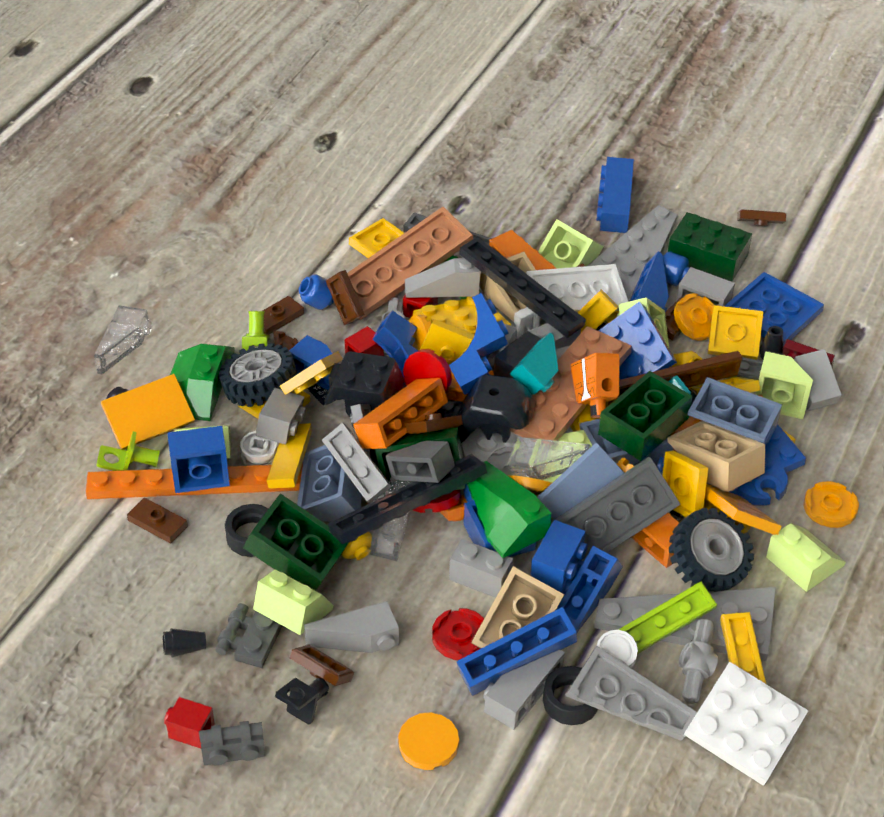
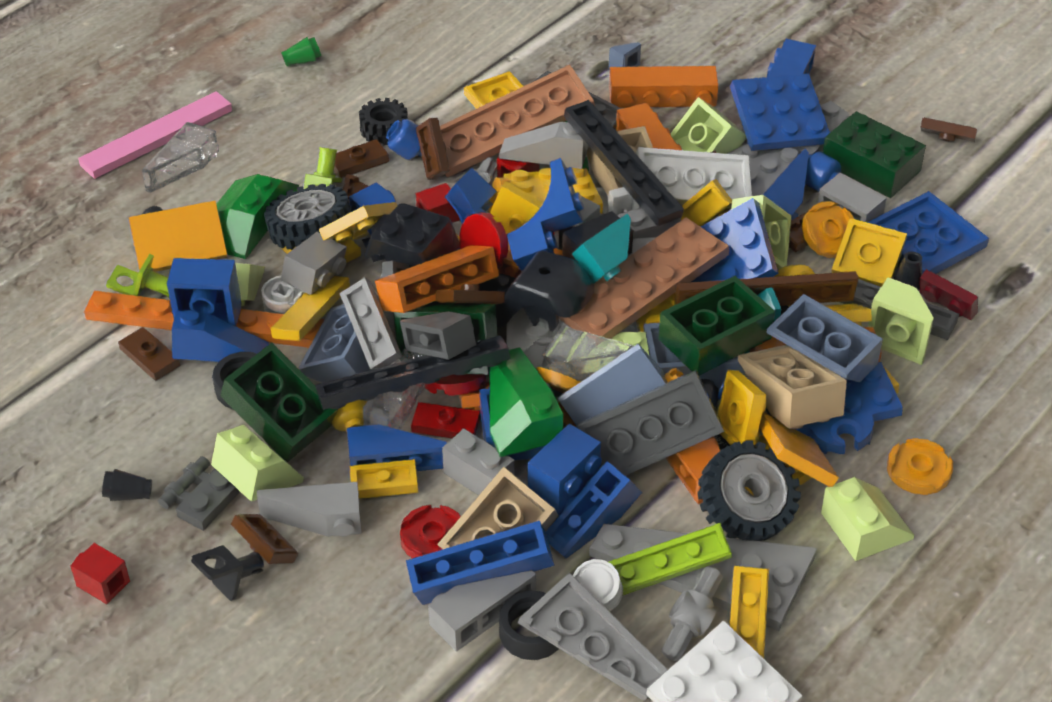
camera: 15 degrees right, 0 degrees up
(86, 321) = (153, 135): none -> bright pink tile
(194, 226) = (302, 52): none -> green cone
(211, 498) = (209, 338): none -> blue slope
(232, 743) = (133, 603): dark grey plate -> none
(287, 269) = (379, 117): none -> black tyre
(400, 569) = (387, 444): none -> blue slope
(405, 593) = (385, 478): none -> yellow plate
(428, 741) = (353, 644): light orange tile -> none
(435, 535) = (443, 420): none -> red plate
(476, 192) = (625, 55): none -> sand blue slope
(517, 212) = (663, 85): none -> orange brick
(596, 380) = (667, 276): orange torso -> none
(625, 222) = (779, 112): none -> blue plate
(824, 385) = (949, 327): light grey brick -> none

